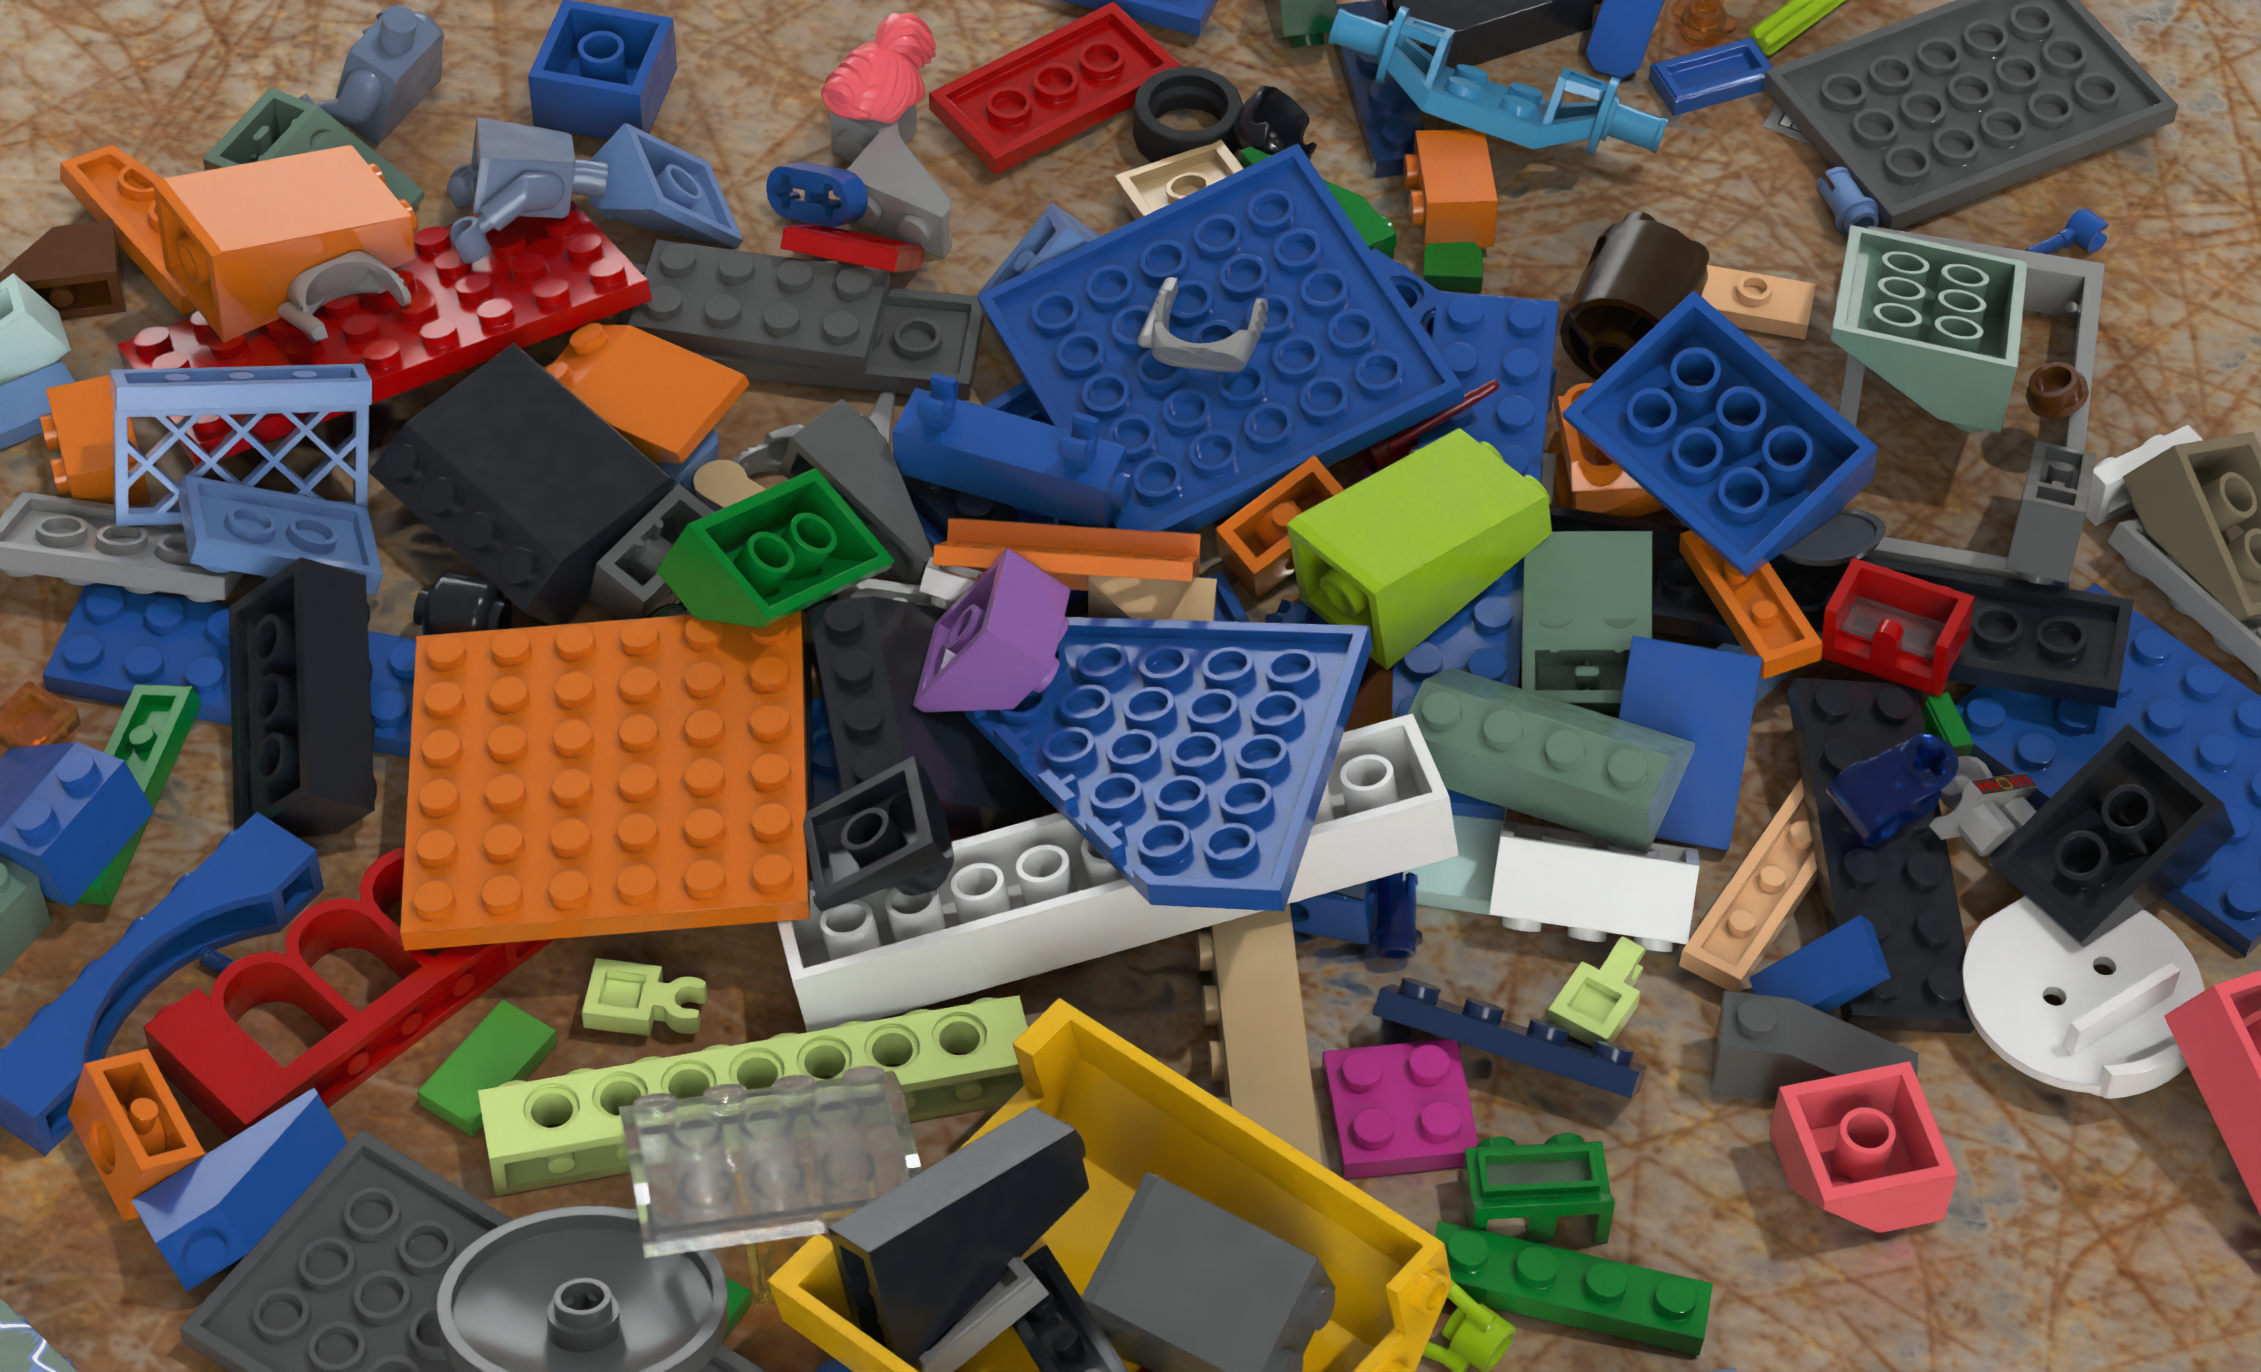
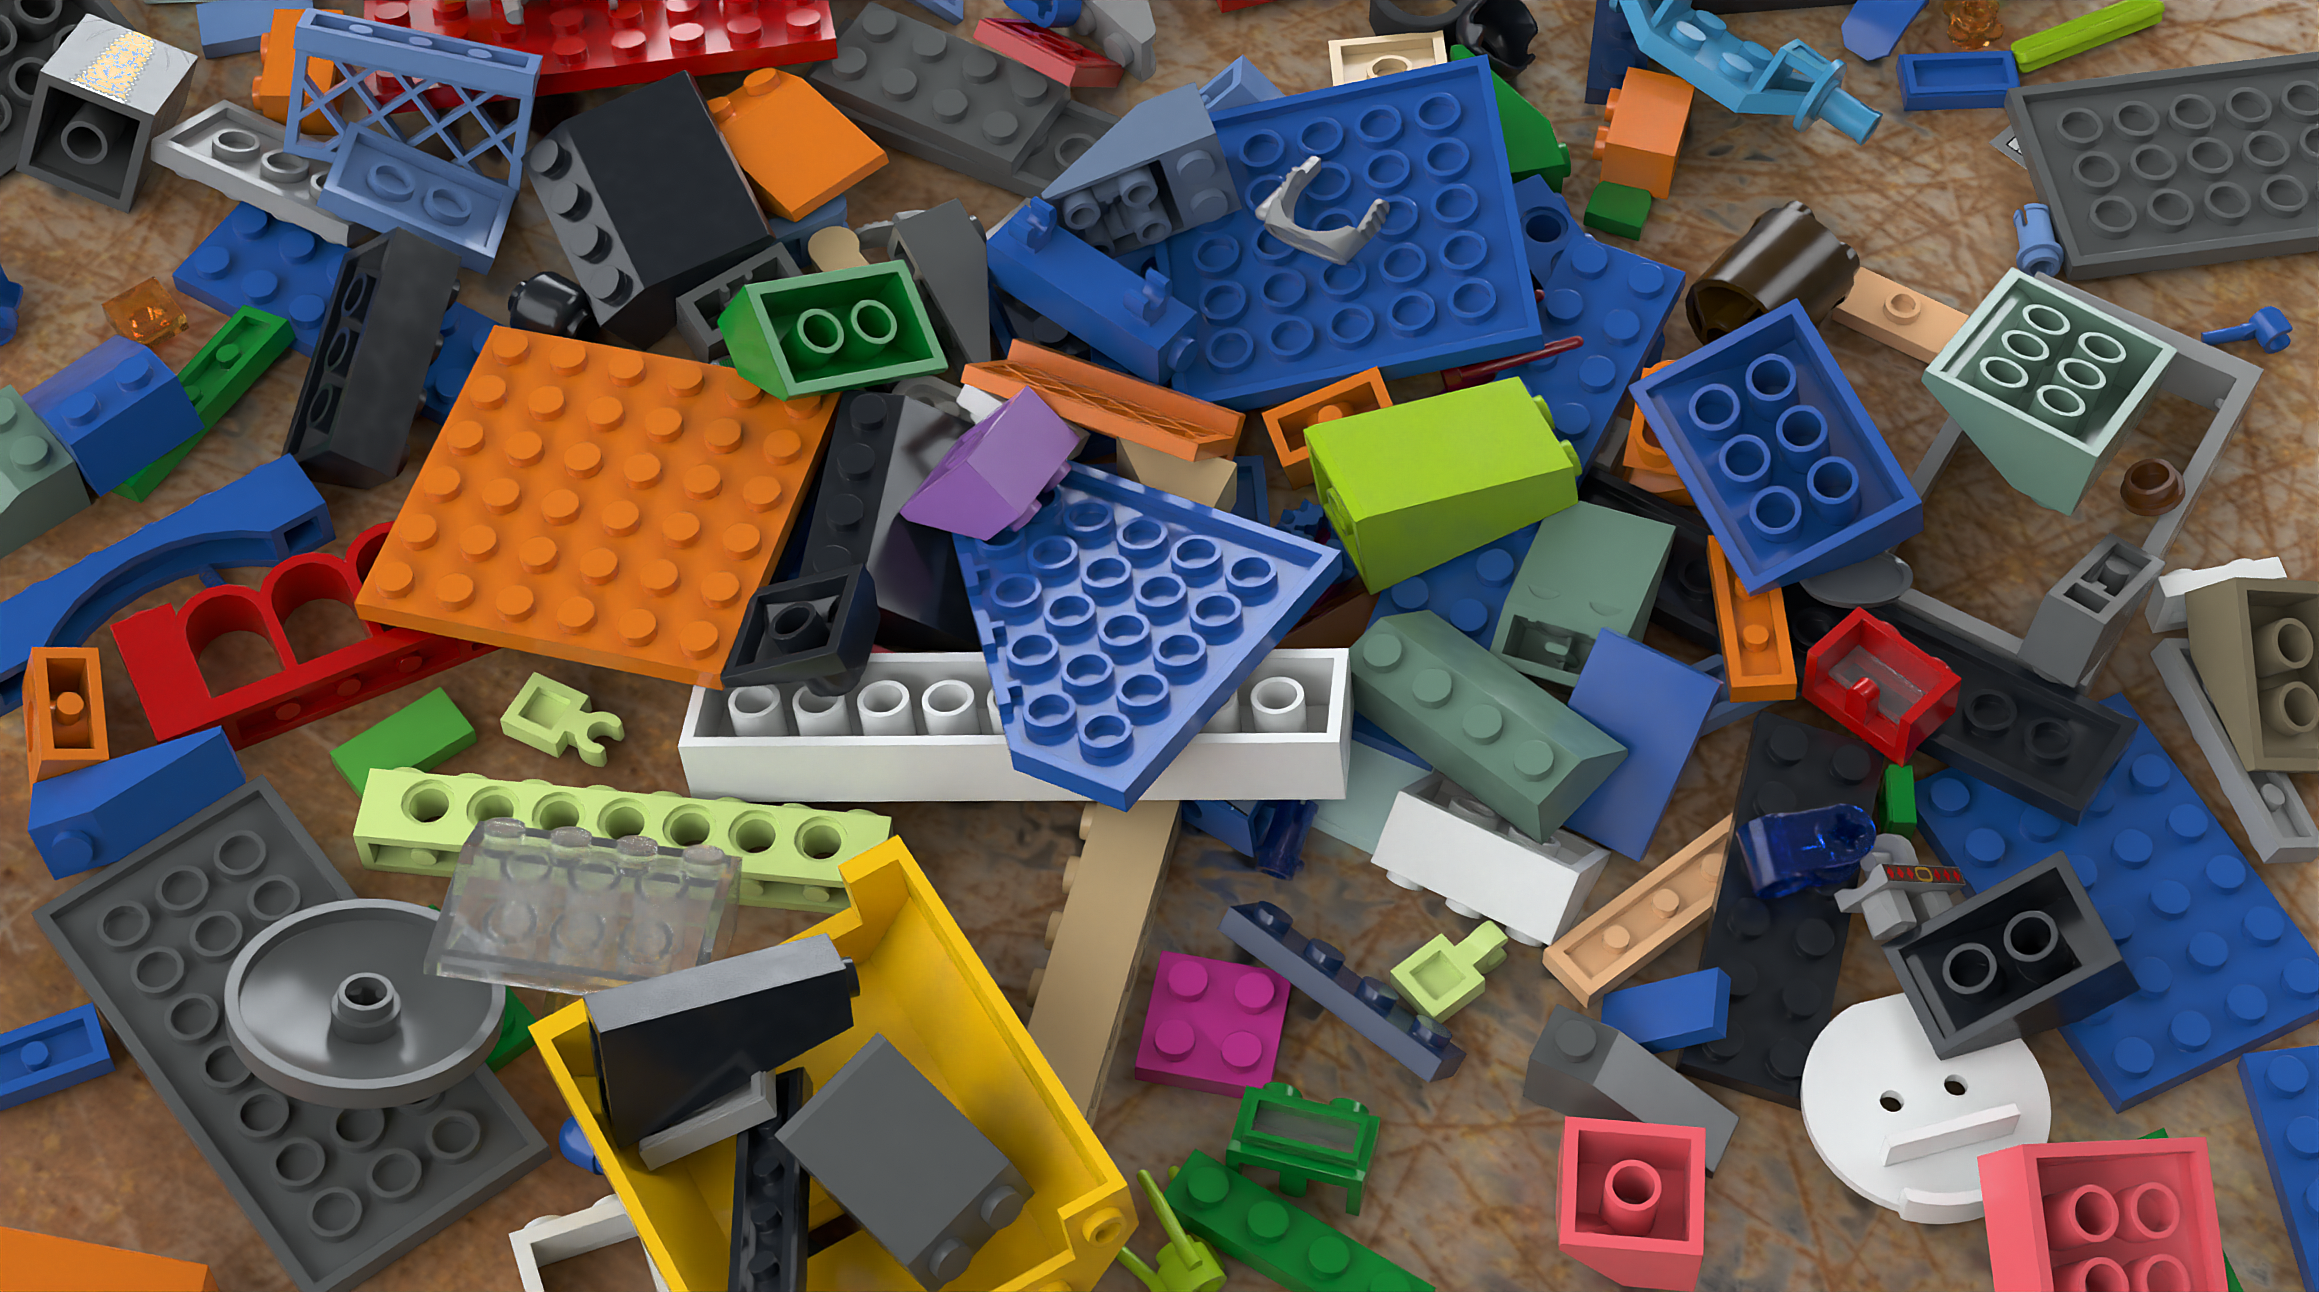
camera: 20 degrees right, 5 degrees up
(1028, 328) = (1147, 177): none -> sand blue slope

